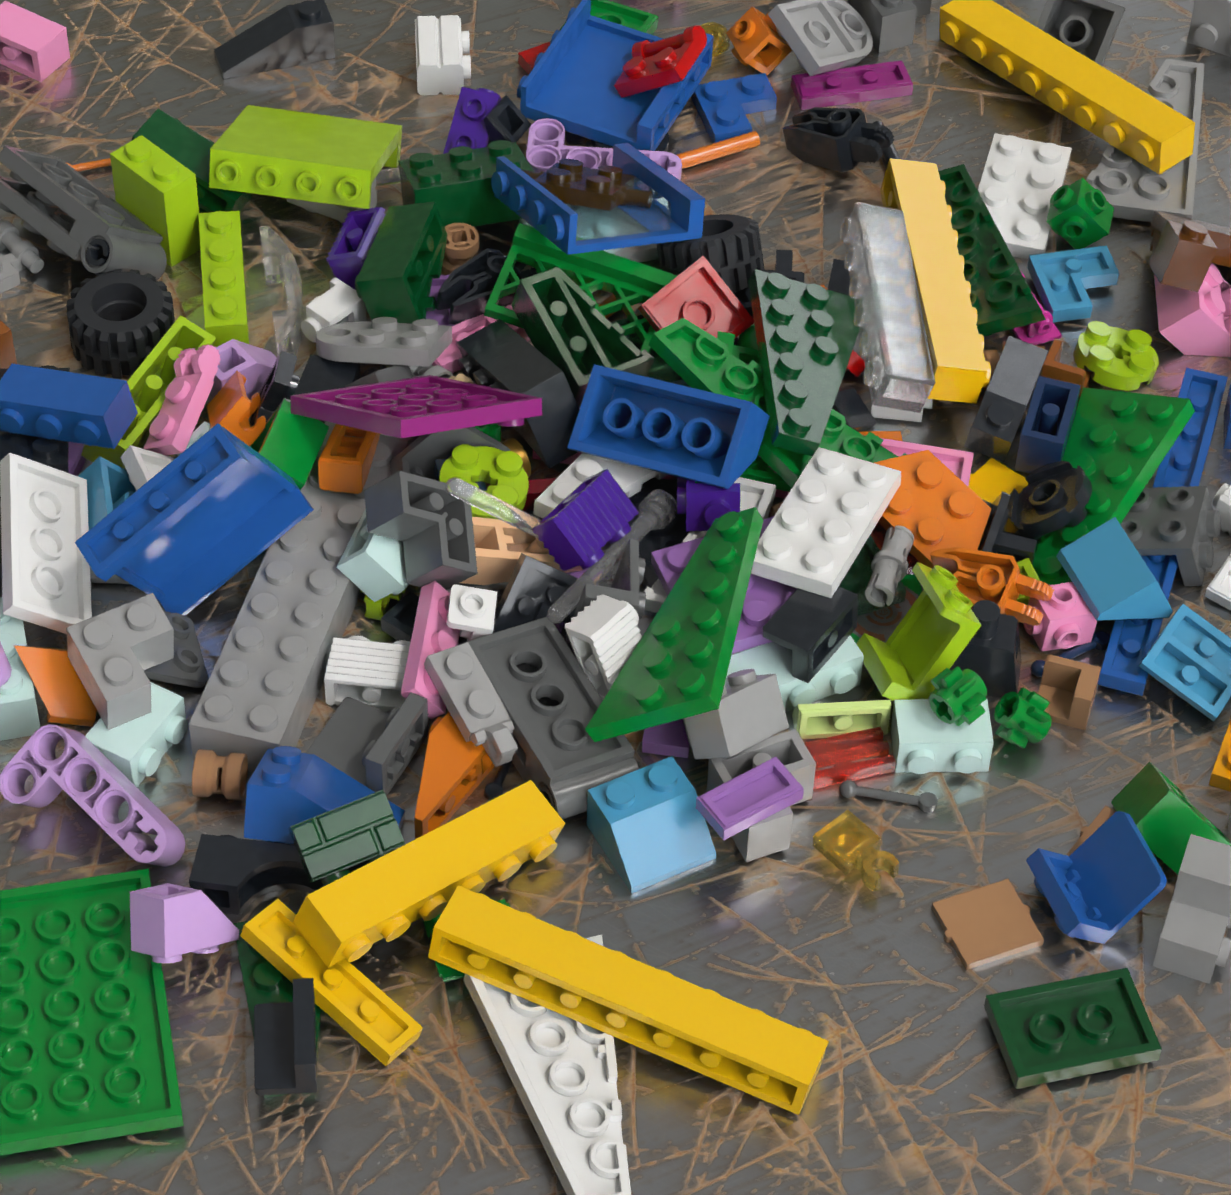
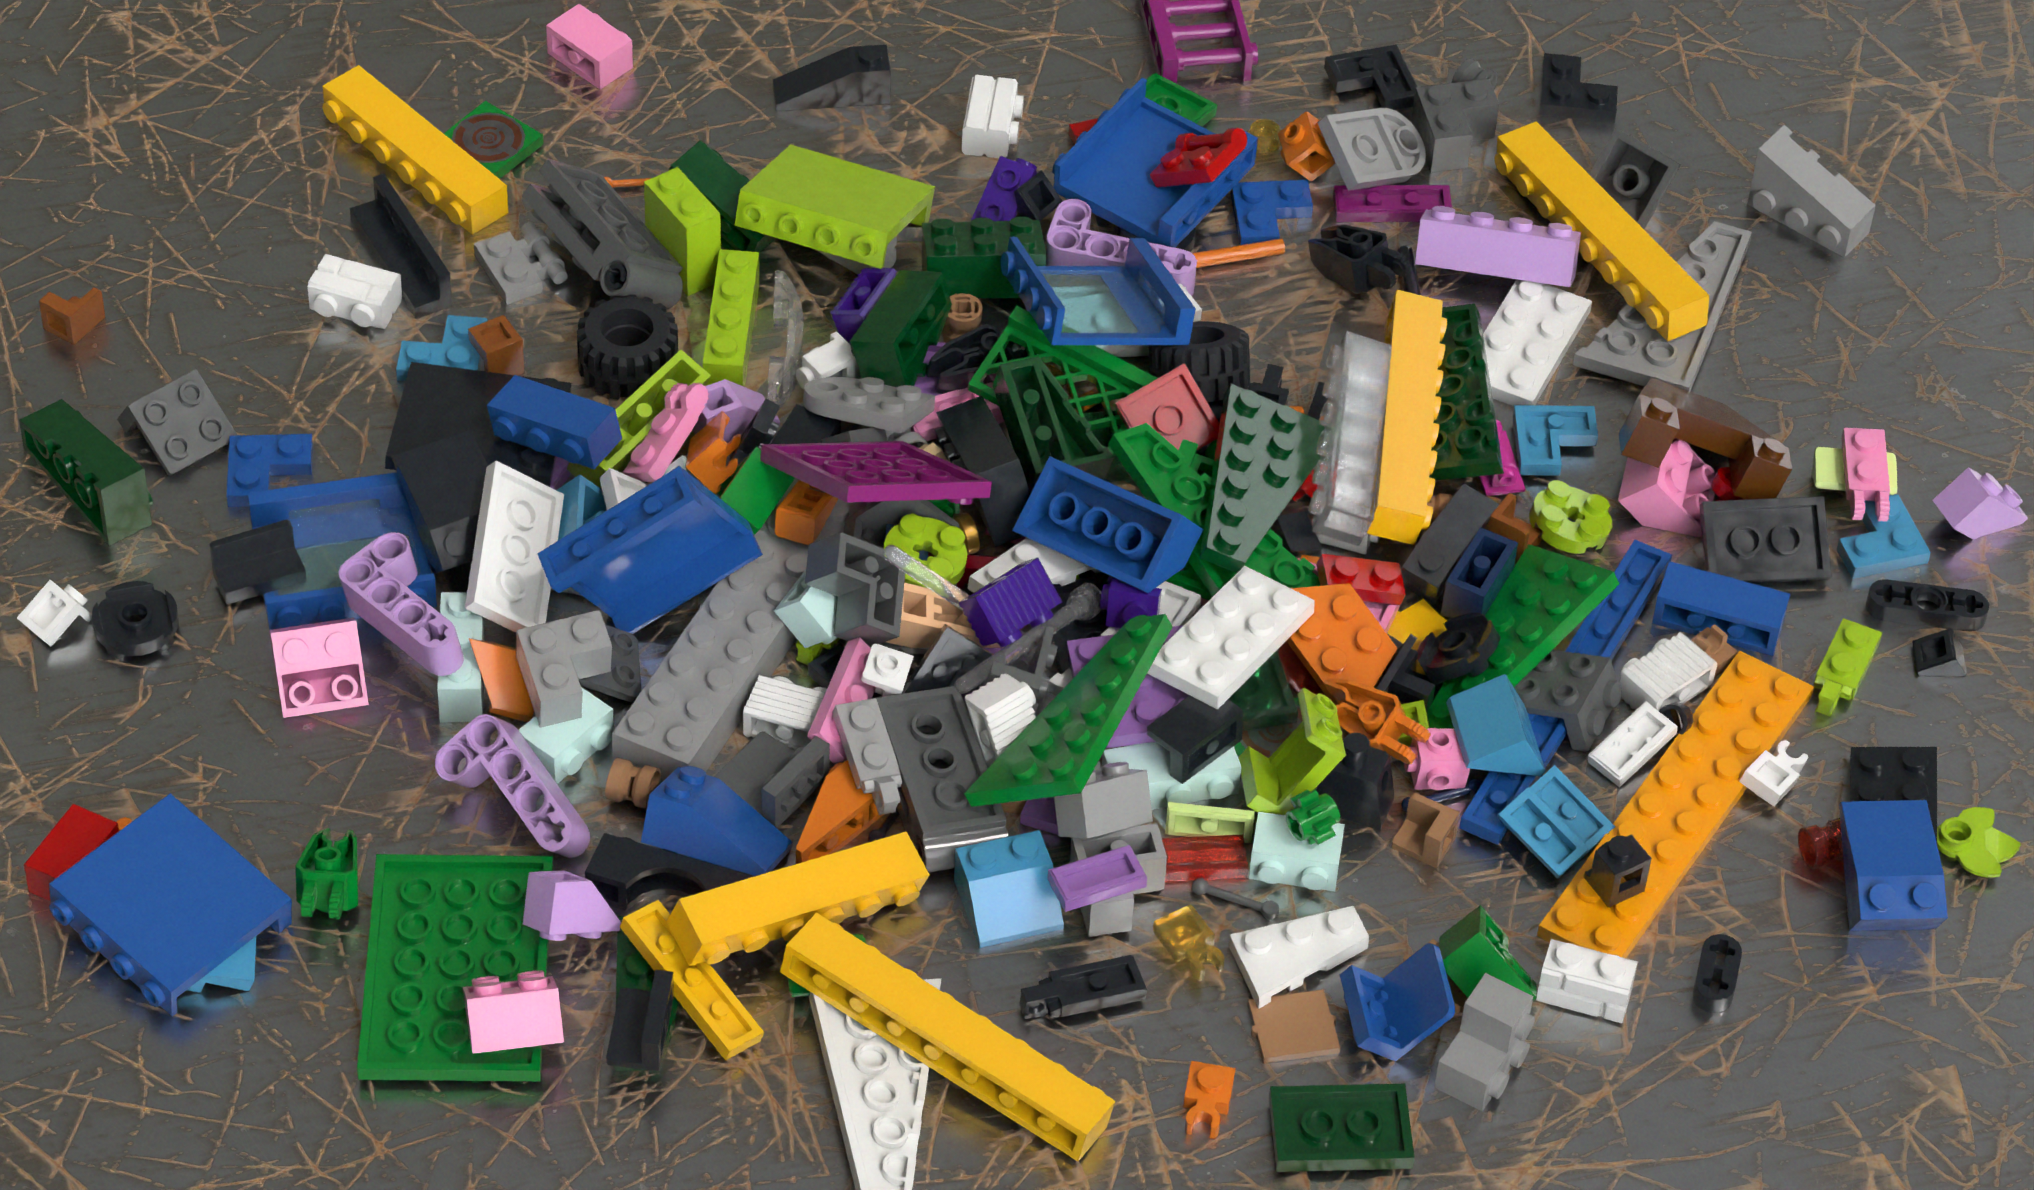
camera: 10 degrees right, 0 degrees up
(141, 1054) = (513, 1012): none -> bright pink slope
(346, 837) = (728, 854): brick -> none
(591, 187) = (1092, 277): dark brown plate -> none
(758, 920) = (1084, 988): none -> black hinge
(889, 566) = (1285, 687): light grey pin -> none
(920, 1015) = (1207, 1095): none -> orange plate
(948, 442) = (1371, 579): none -> red plate
(967, 841) = (1291, 950): none -> white wing
(971, 108) = (1497, 246): none -> lavender brick
(1022, 717) = (1376, 846): green gear -> none
(1080, 214) = (1575, 370): green brick -> none

